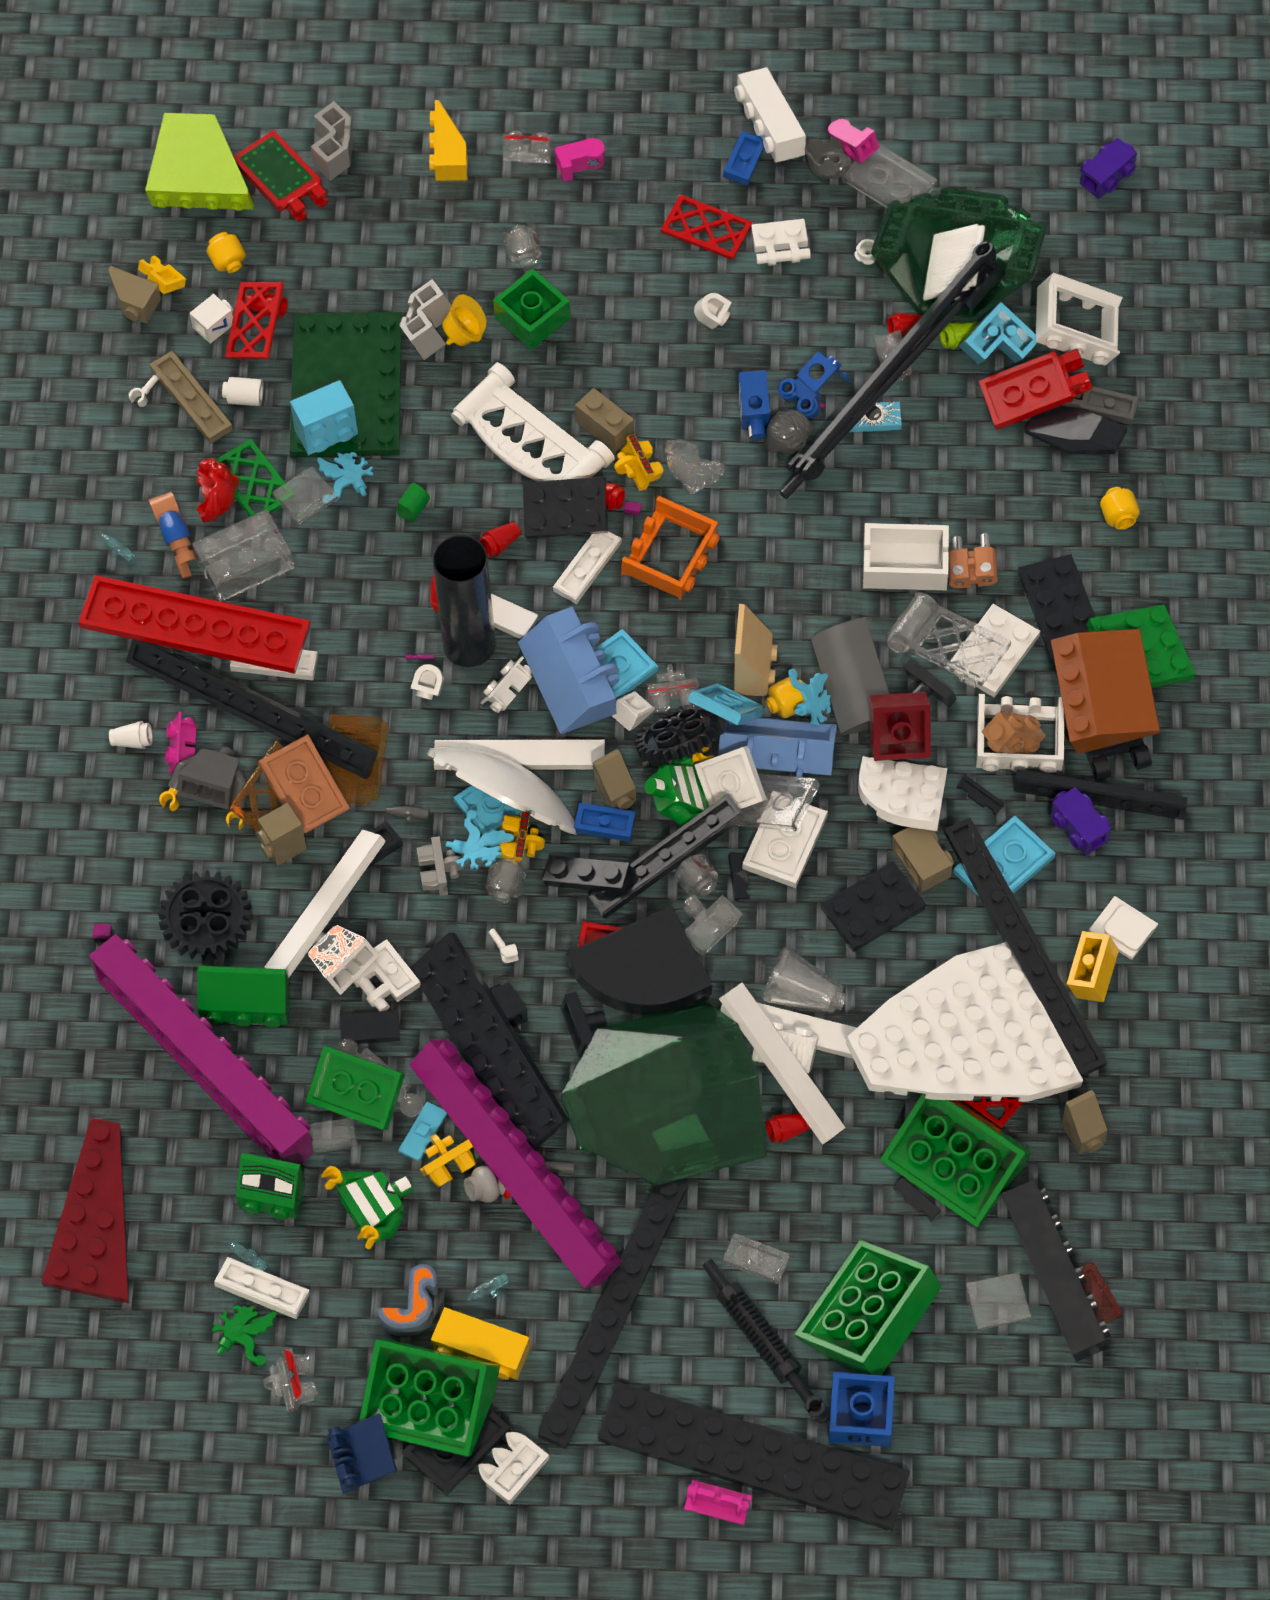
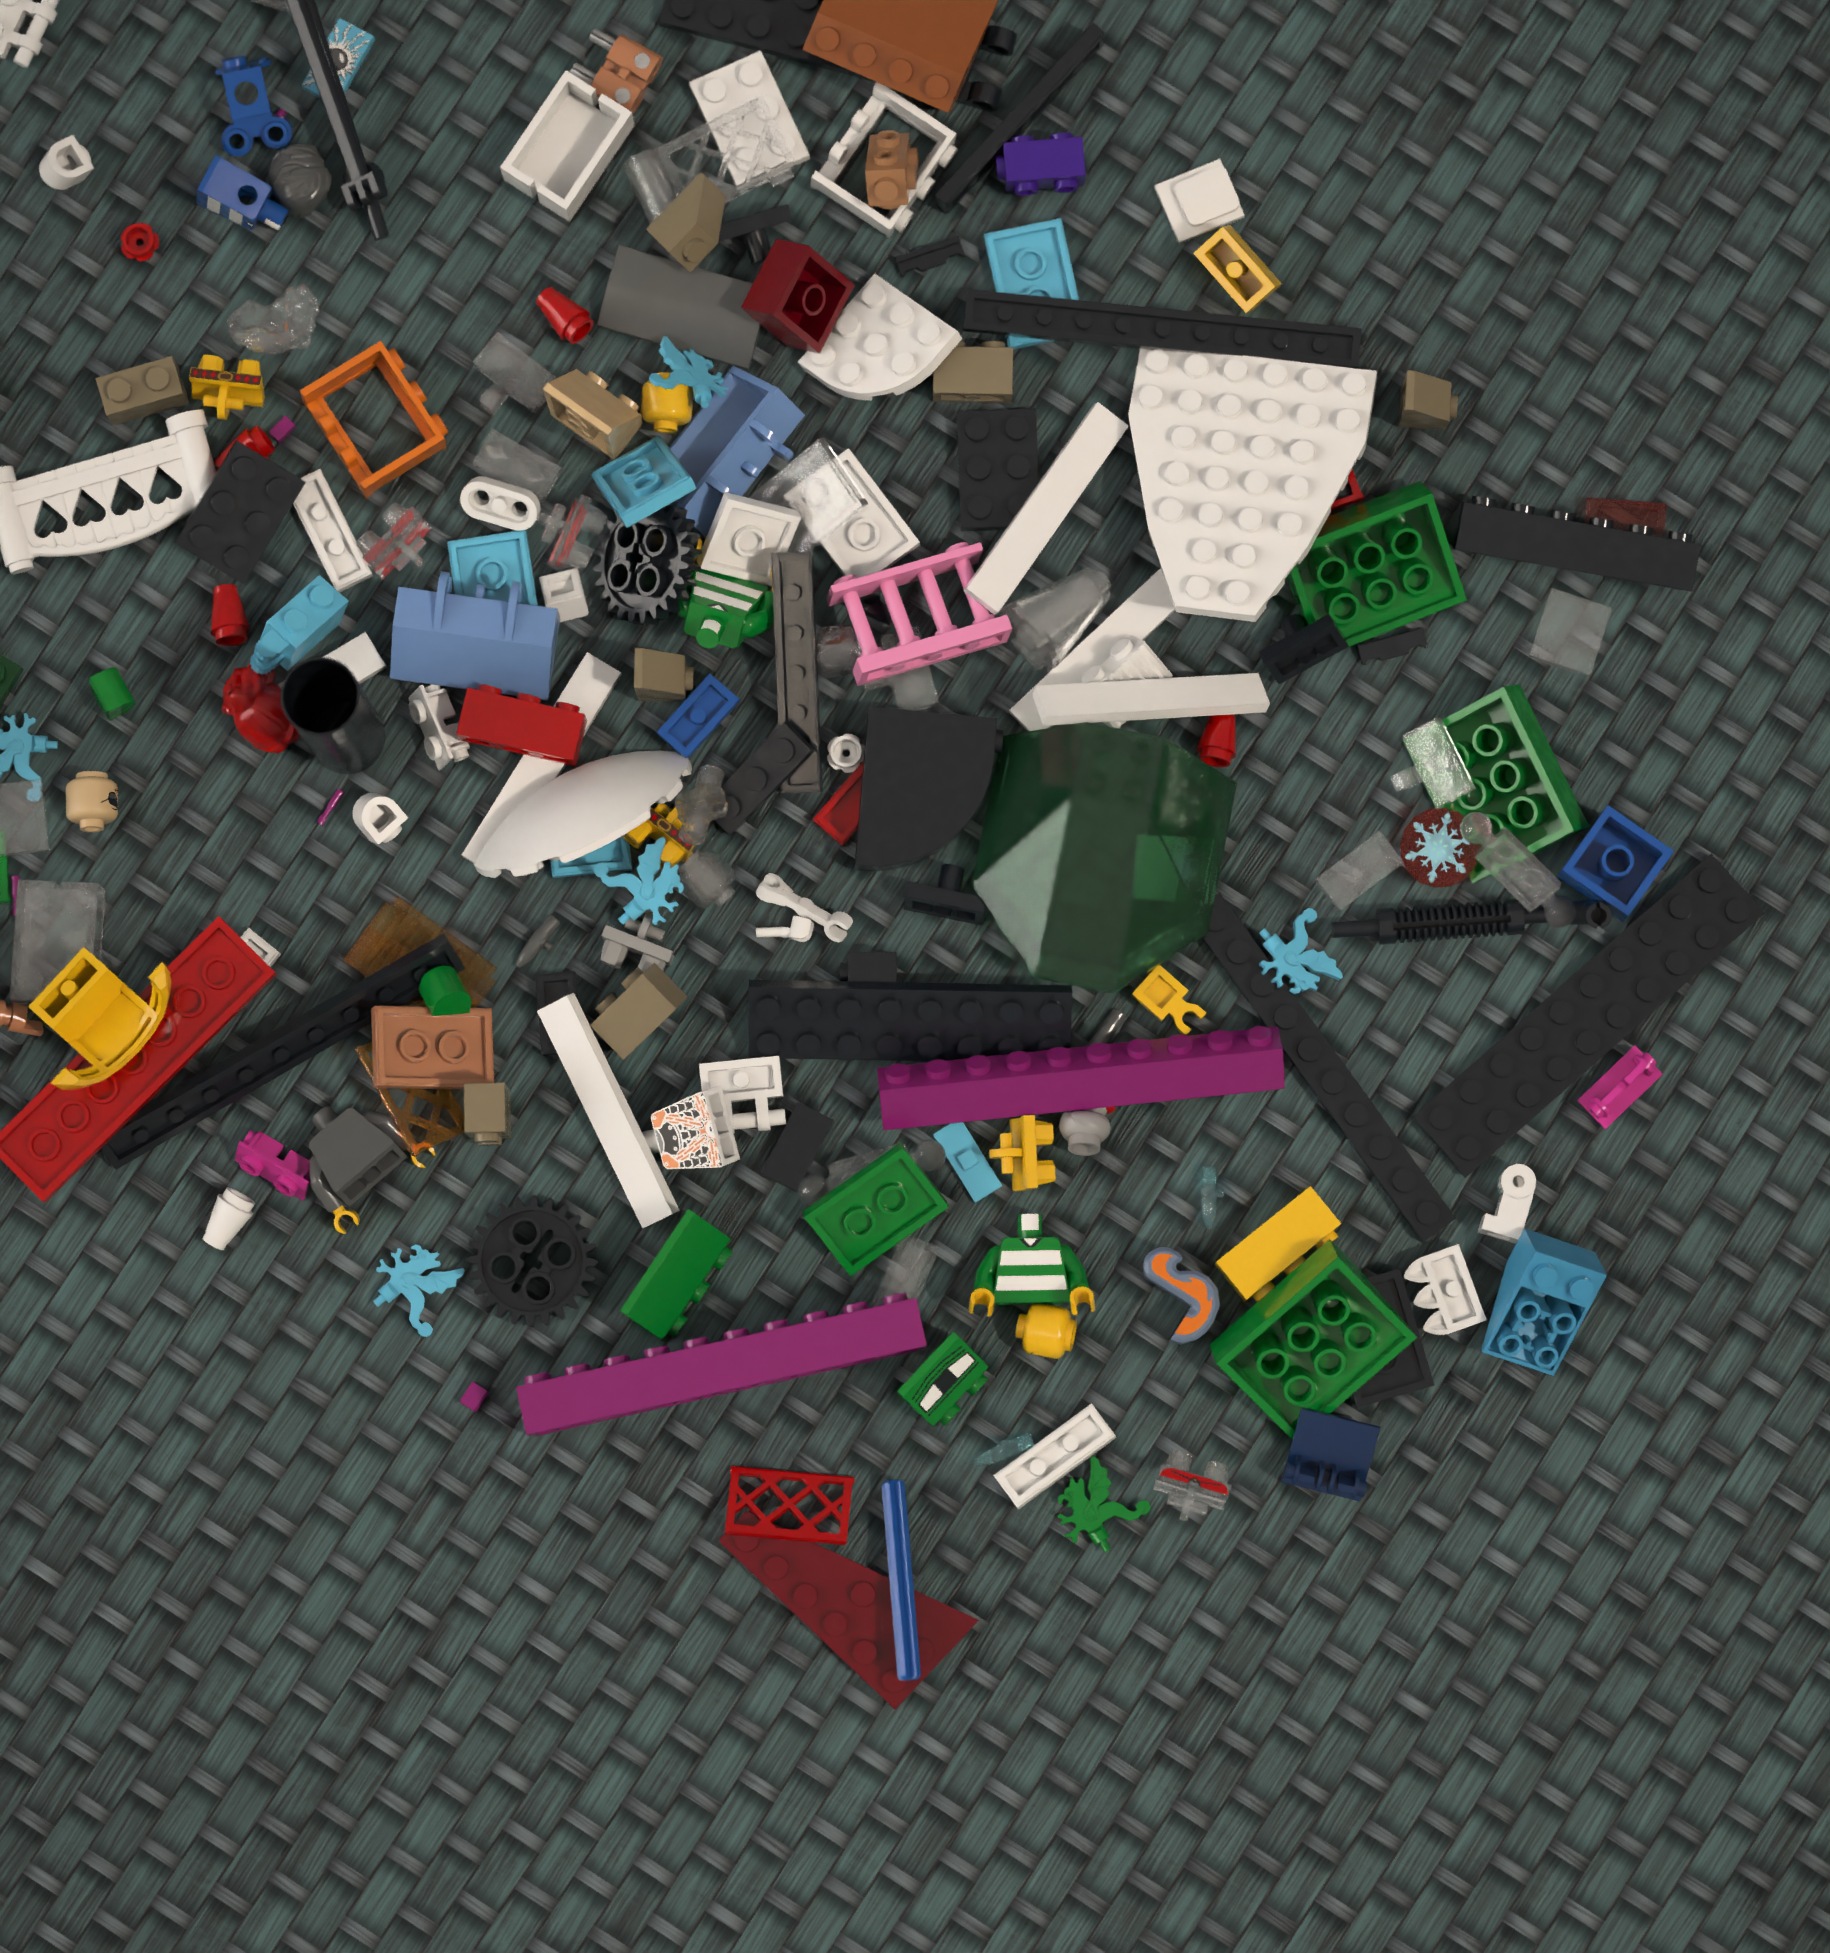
camera: 60 degrees left, 20 degrees up
(124, 1162) = (807, 1531): none -> red window
(125, 1235) = (901, 1580): none -> blue axle
(151, 857) = (406, 1277): none -> medium azure piece
(207, 585) = (100, 1016): none -> yellow piece
(339, 1234) = (1046, 1330): none -> yellow head
(341, 527) = (91, 800): none -> tan head
(342, 772) = (444, 992): none -> green brick
(397, 883) = (638, 1010): none -> dark tan brick
(518, 573) = (298, 626): none -> medium azure hinge
(523, 929) = (776, 891): none -> white piece
(534, 724) = (522, 725): none -> red brick
(541, 1528) = (1542, 1301): none -> dark azure slope
(548, 848) = (701, 805): none -> clear axle
(596, 1476) = (1516, 1194): none -> white leg
(599, 1186) = (1163, 996): none -> yellow plate
(602, 600) = (398, 544): none -> clear hips
(633, 911) = (838, 745): none -> white plate
(664, 645) = (501, 505): none -> white plate
(672, 1248) = (1291, 964): none -> medium azure piece
(693, 367) = (132, 234): none -> red plate
(694, 642) = (516, 465): none -> clear tile
(735, 927) = (911, 650): none -> bright pink fence
(751, 595) = (513, 375): none -> clear plate
(803, 615) = (565, 315): none -> red cone
(803, 1298) = (1436, 850): none -> clear red tile
(817, 1346) = (1517, 869): none -> clear plate
(855, 1264) = (1436, 764): none -> clear plate
(864, 941) = (1045, 508): none -> white tile
(877, 1140) = (1302, 646): none -> black tile
(904, 642) = (691, 222): none -> dark tan slope

